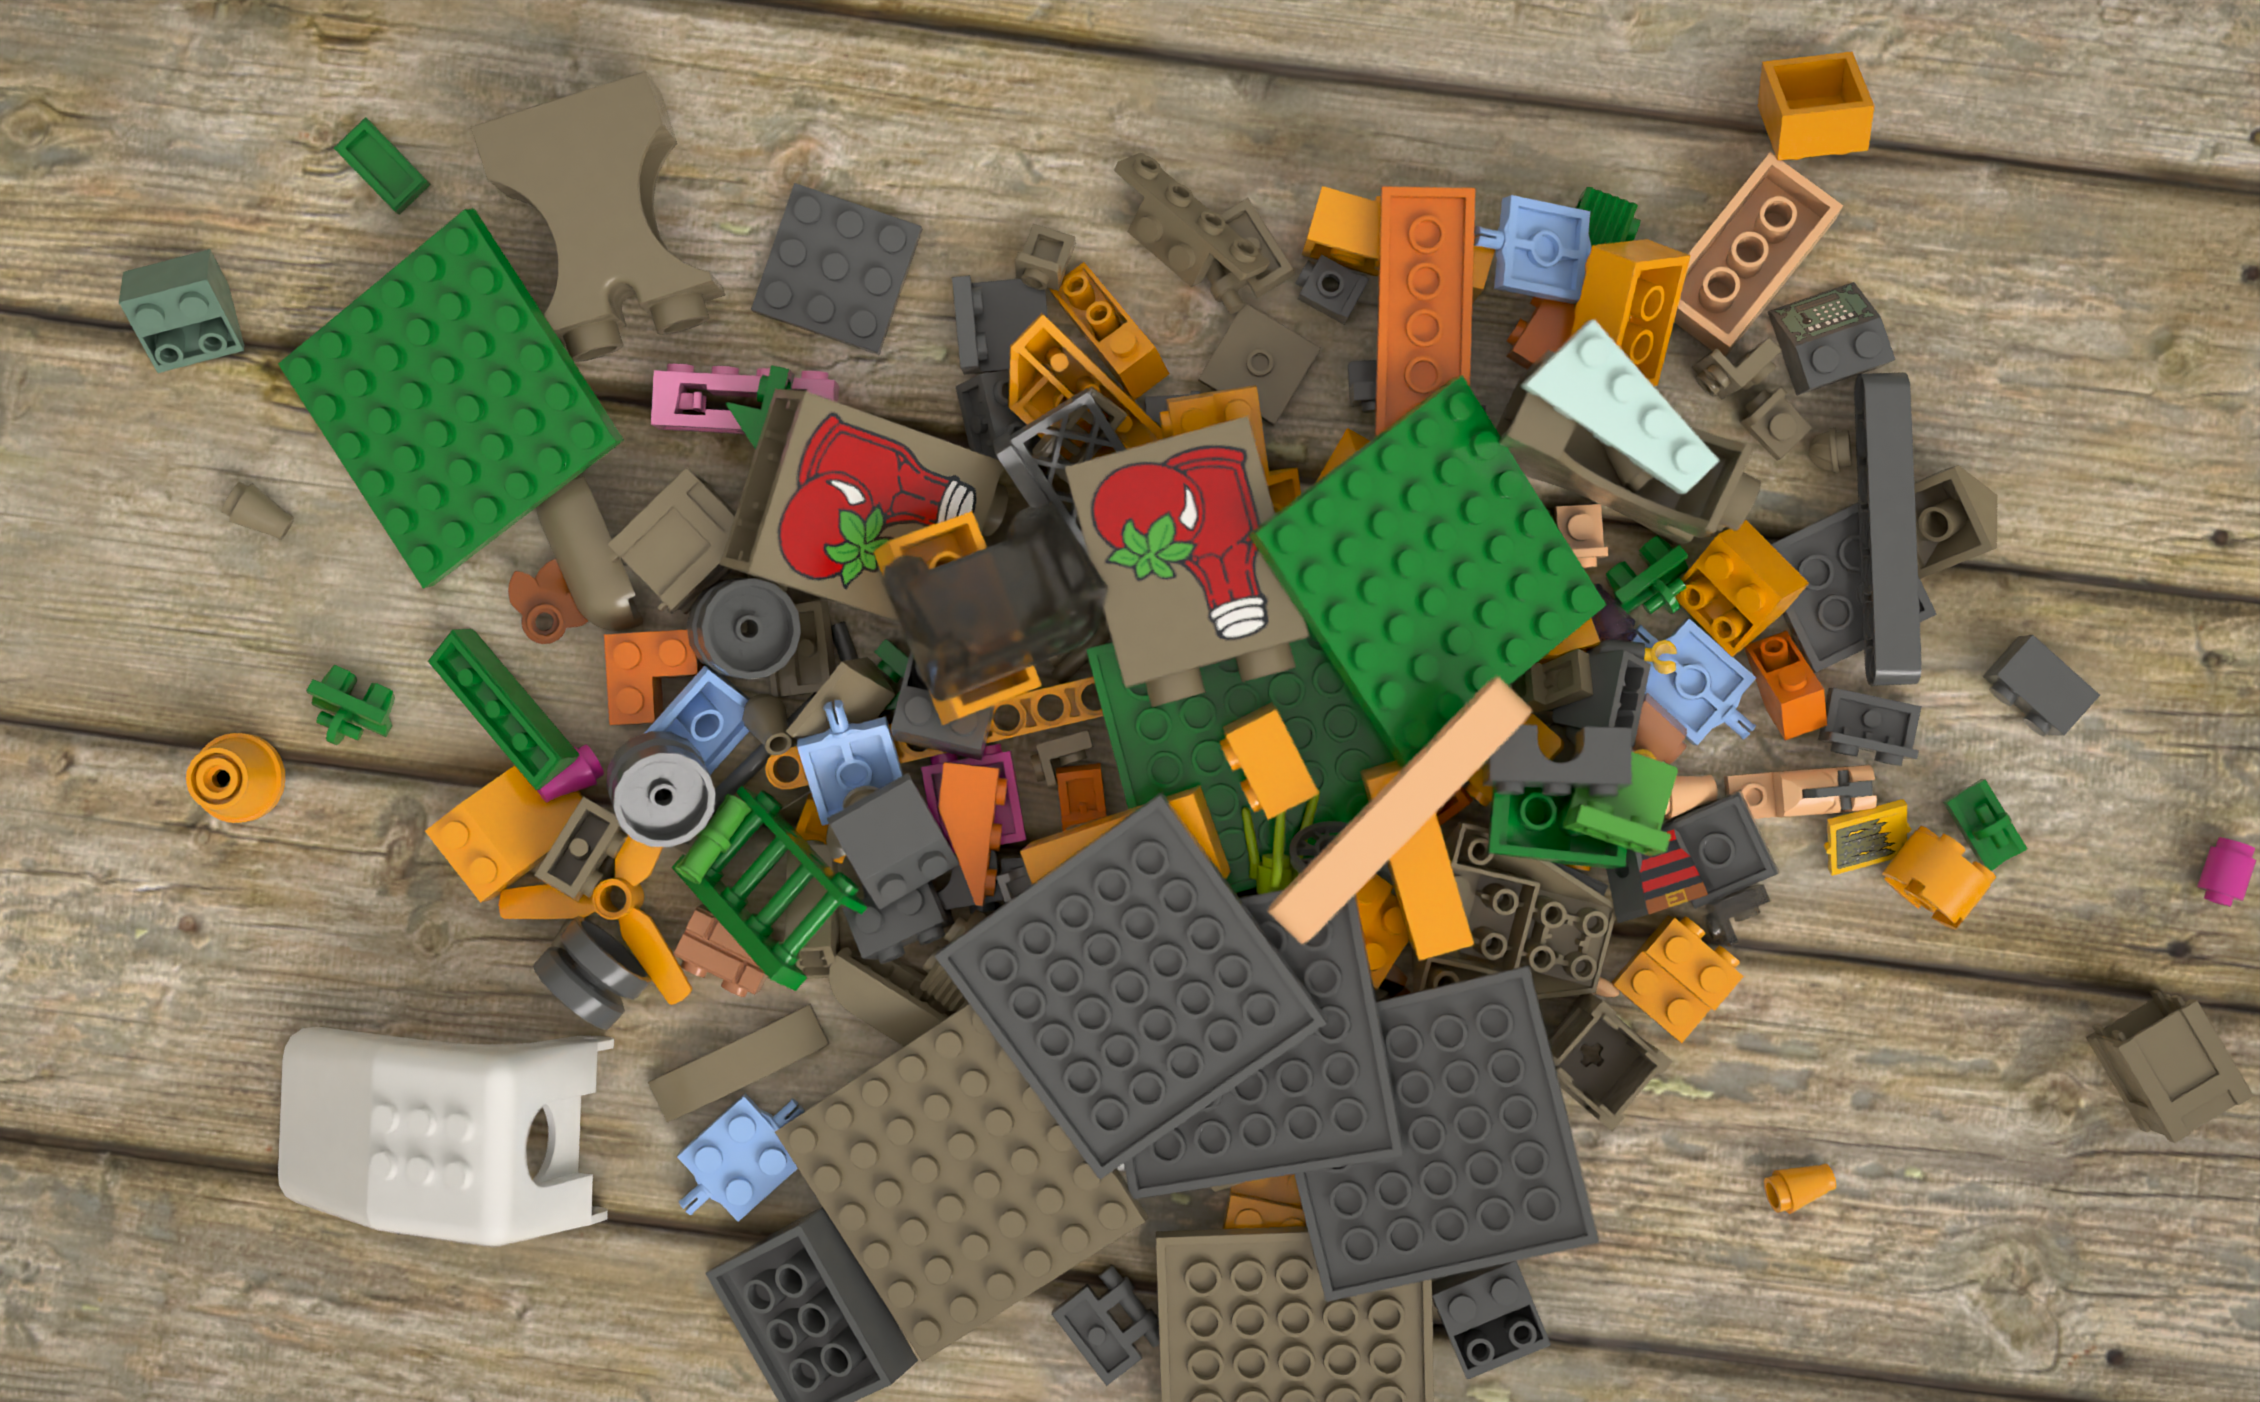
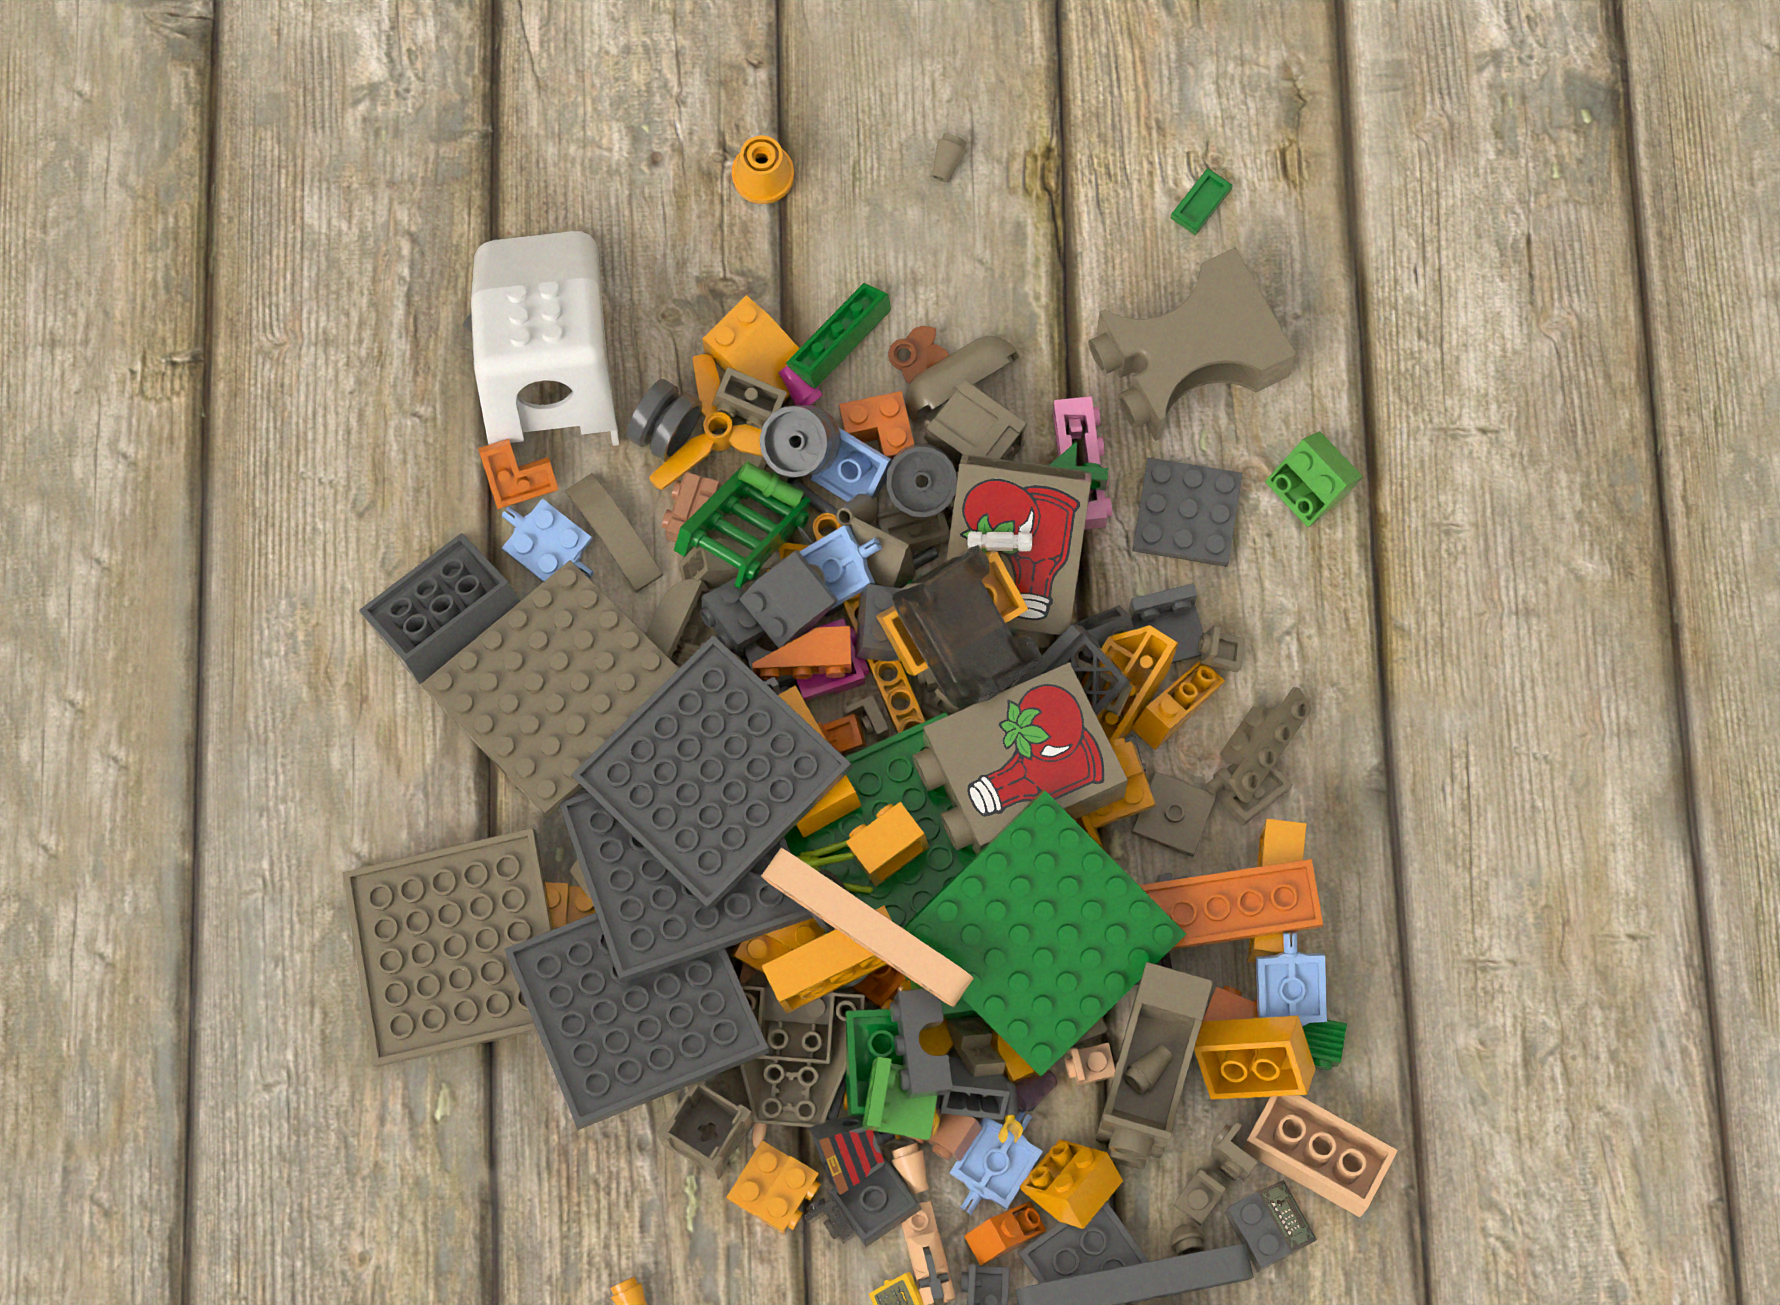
camera: 80 degrees right, 15 degrees down
(181, 311) = (1076, 88): sand green slope -> none
(334, 697) = (828, 225): green hips -> none
(450, 399) = (1046, 266): green plate -> none
(648, 1191) = (512, 482): none -> orange plate
(820, 85) = (1313, 478): none -> bright green slope
(866, 534) = (1001, 541): none -> white axle
(1096, 1331) = (456, 806): dark grey plate -> none
(1333, 304) = (1229, 859): dark grey brick -> none
(1489, 1317) = (505, 1082): dark grey slope -> none
(1614, 400) = (1184, 1031): light aqua wing -> none
(1664, 567) = (1064, 1121): green hips -> none
(1815, 106) = (1438, 1178): light orange piece -> none

